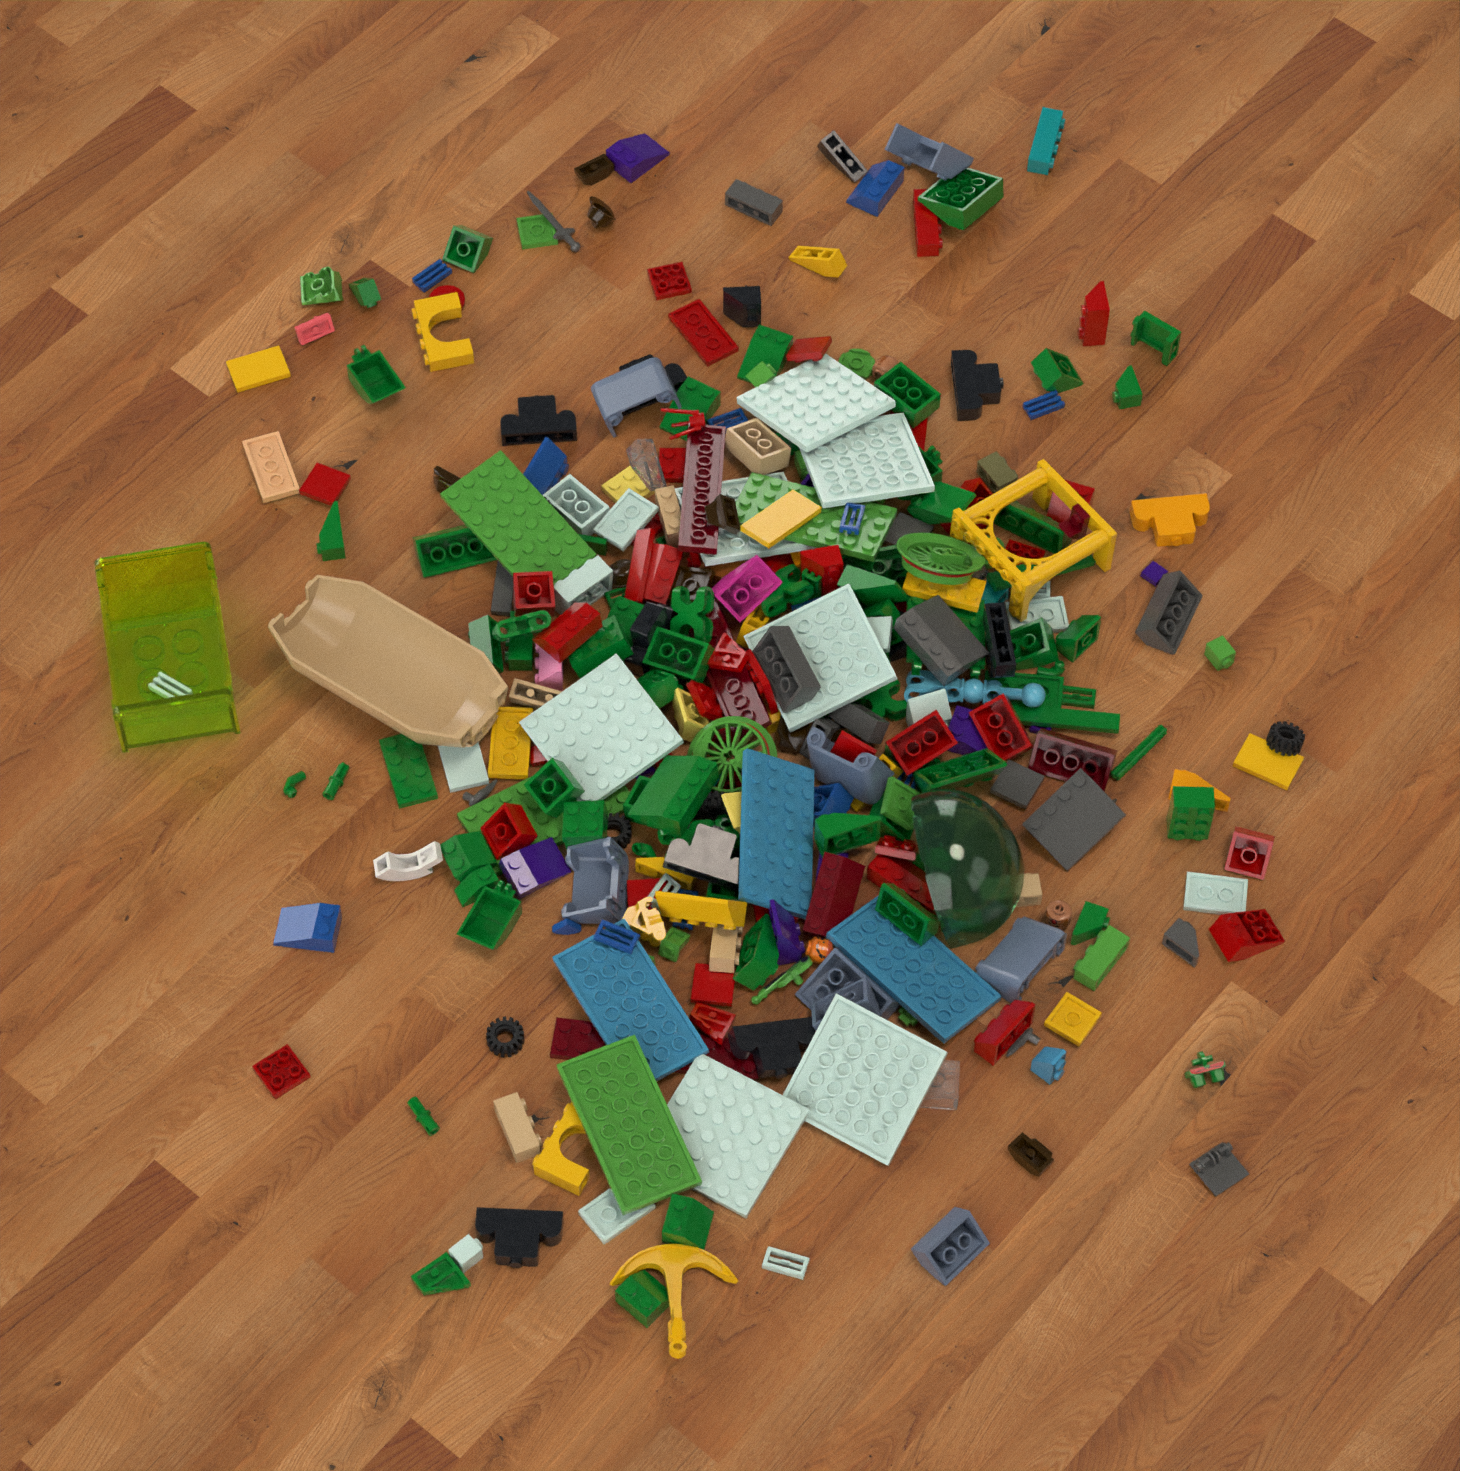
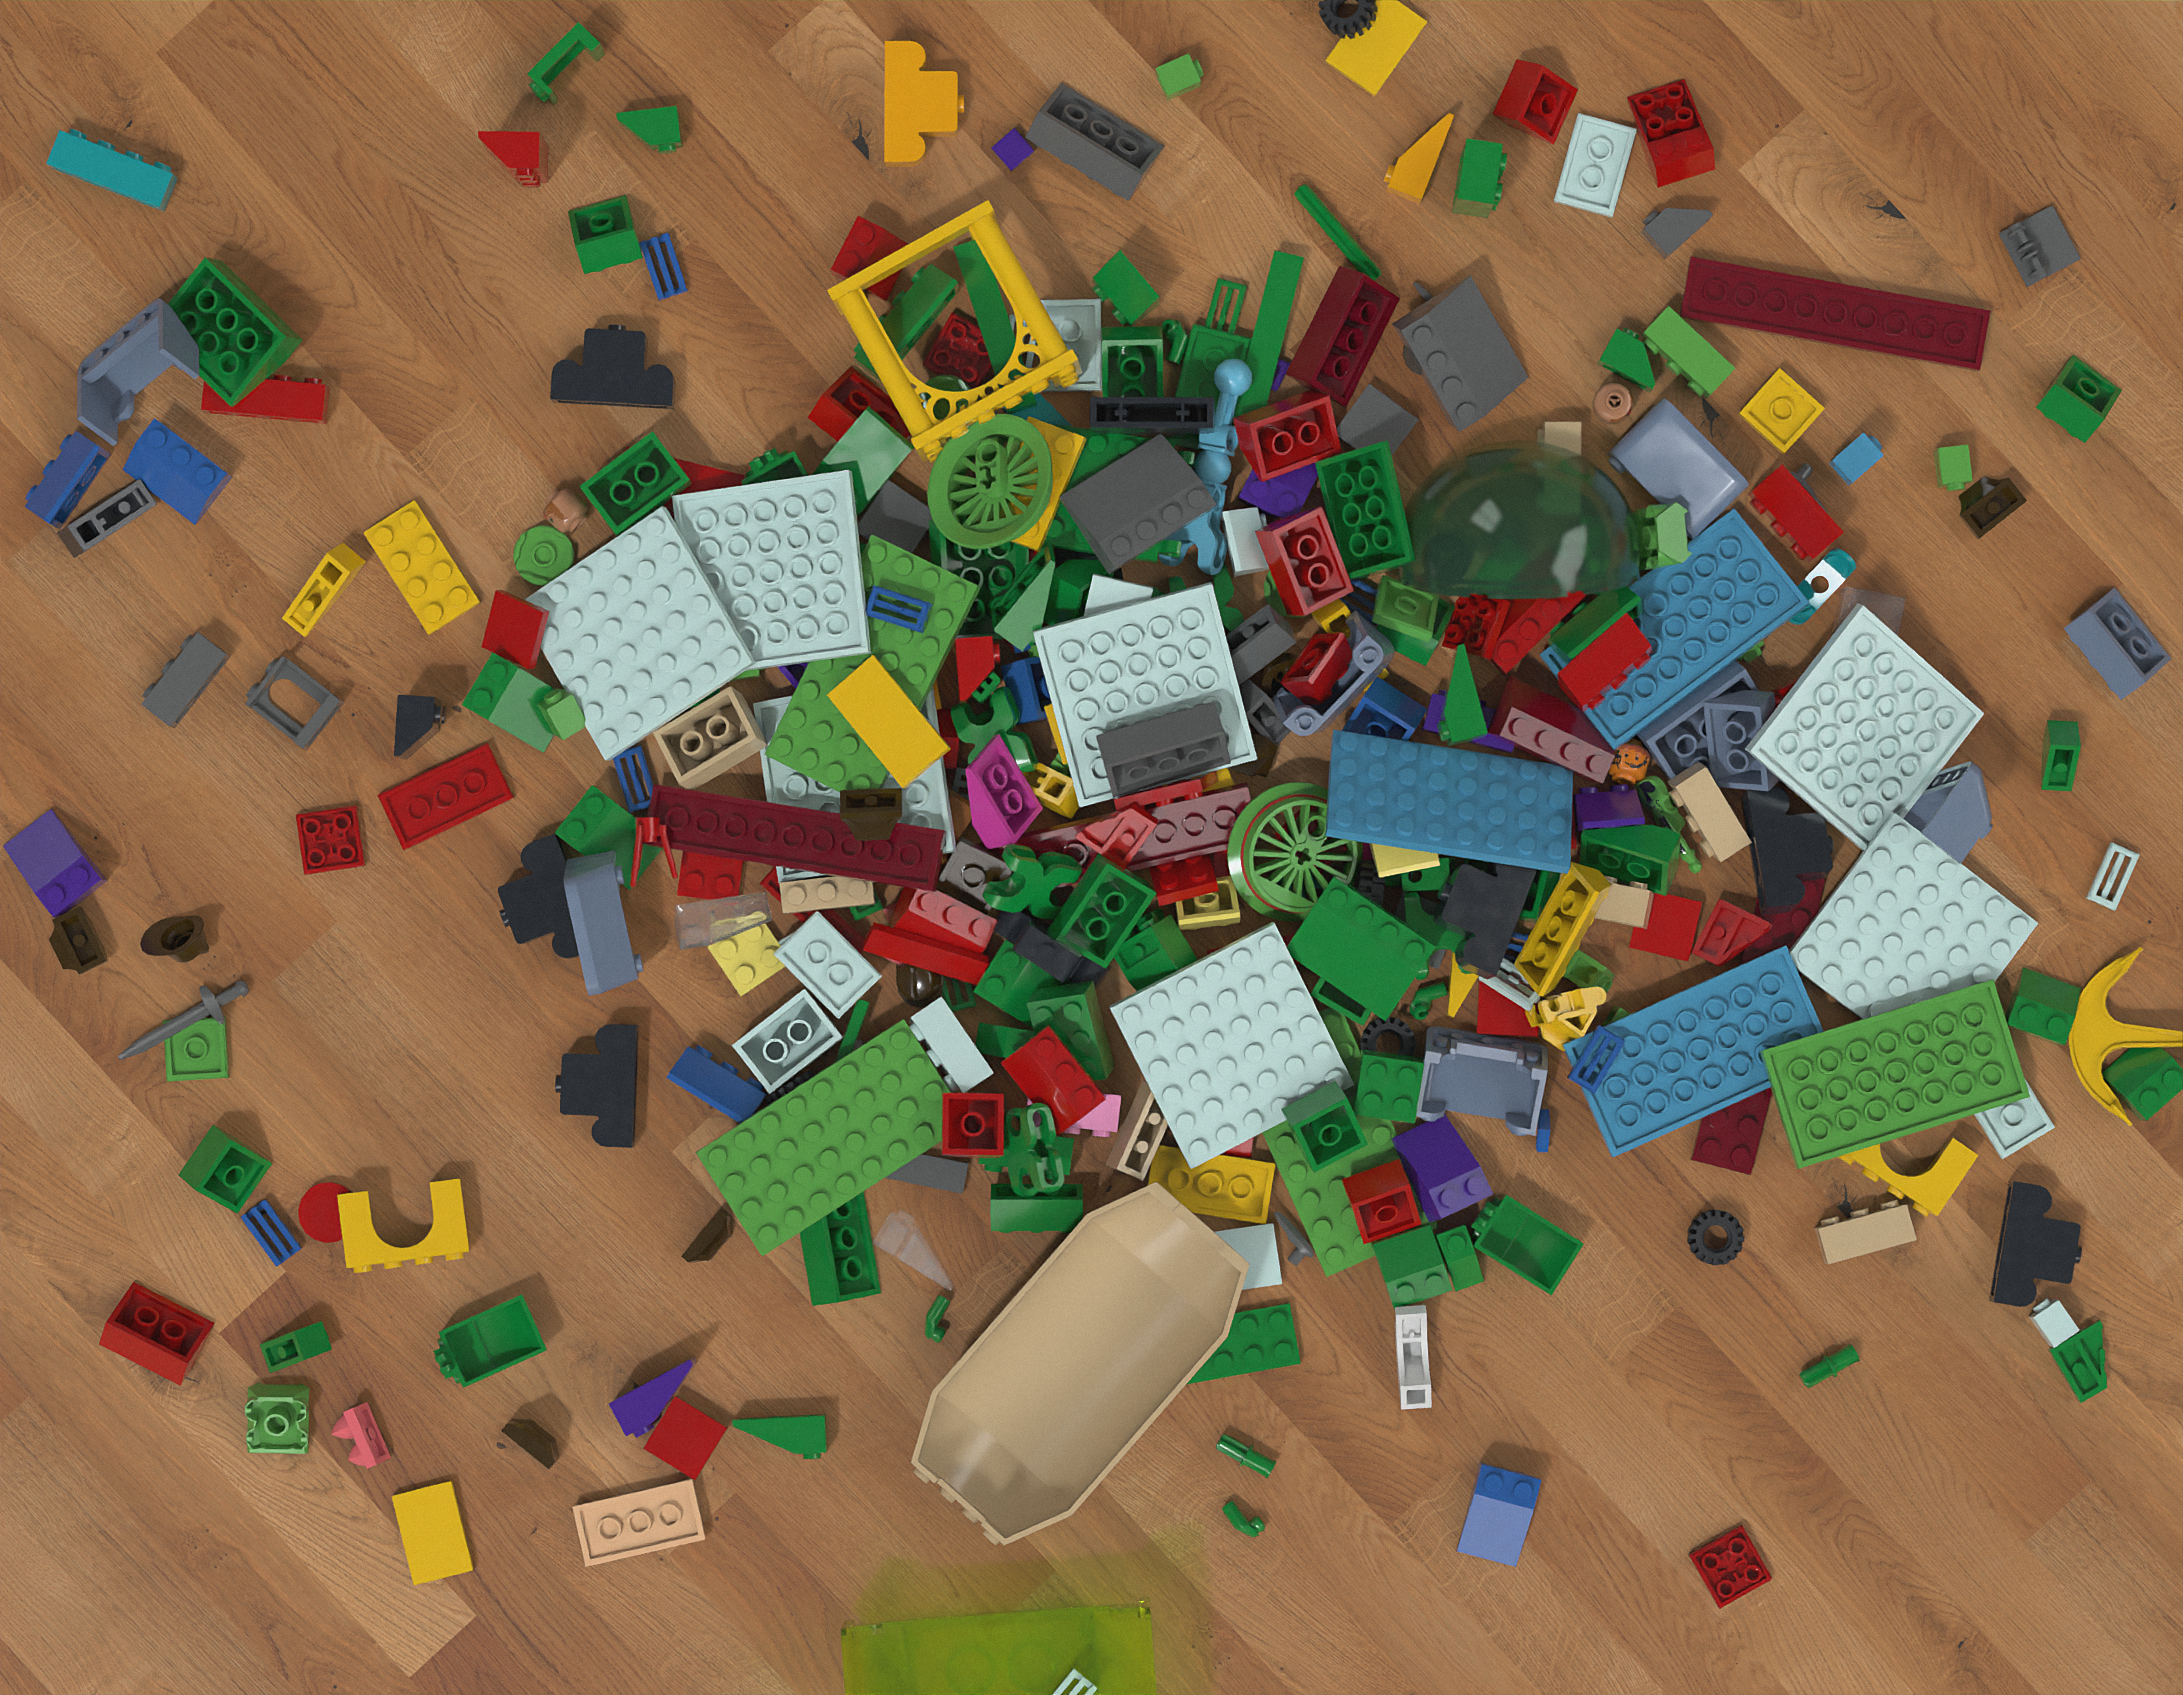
camera: 80 degrees left, 30 degrees up
(316, 410) = (533, 1440): none -> dark brown slope
(347, 457) = (645, 1403): none -> dark purple slope
(367, 225) = (156, 1333): none -> red slope
(412, 604) = (933, 1317): none -> green arm
(453, 587) = (908, 1244): none -> clear slope
(741, 266) = (260, 702): none -> dark grey panel
(793, 996) = (1708, 812): none -> tan brick
(816, 1125) = (1953, 810): none -> sand blue windscreen
(839, 307) = (422, 567): none -> yellow plate
(861, 137) = (66, 479): none -> blue slope
(865, 1215) = (2060, 755): none -> green slope
(883, 915) = (1605, 664): none -> red slope
(969, 1059) = (1836, 569): none -> teal piece
(974, 945) = (1662, 535): none -> bright green slope
(995, 472) = (797, 363): olive brick -> none
(1054, 1127) = (1953, 467): none -> bright green brick
(1077, 524) = (944, 262): dark red slope -> none
(1117, 1202) = (2078, 399): none -> green slope
(1145, 1046) = (1834, 314): none -> dark red plate
(1196, 1075) = (1884, 236): green hips -> none

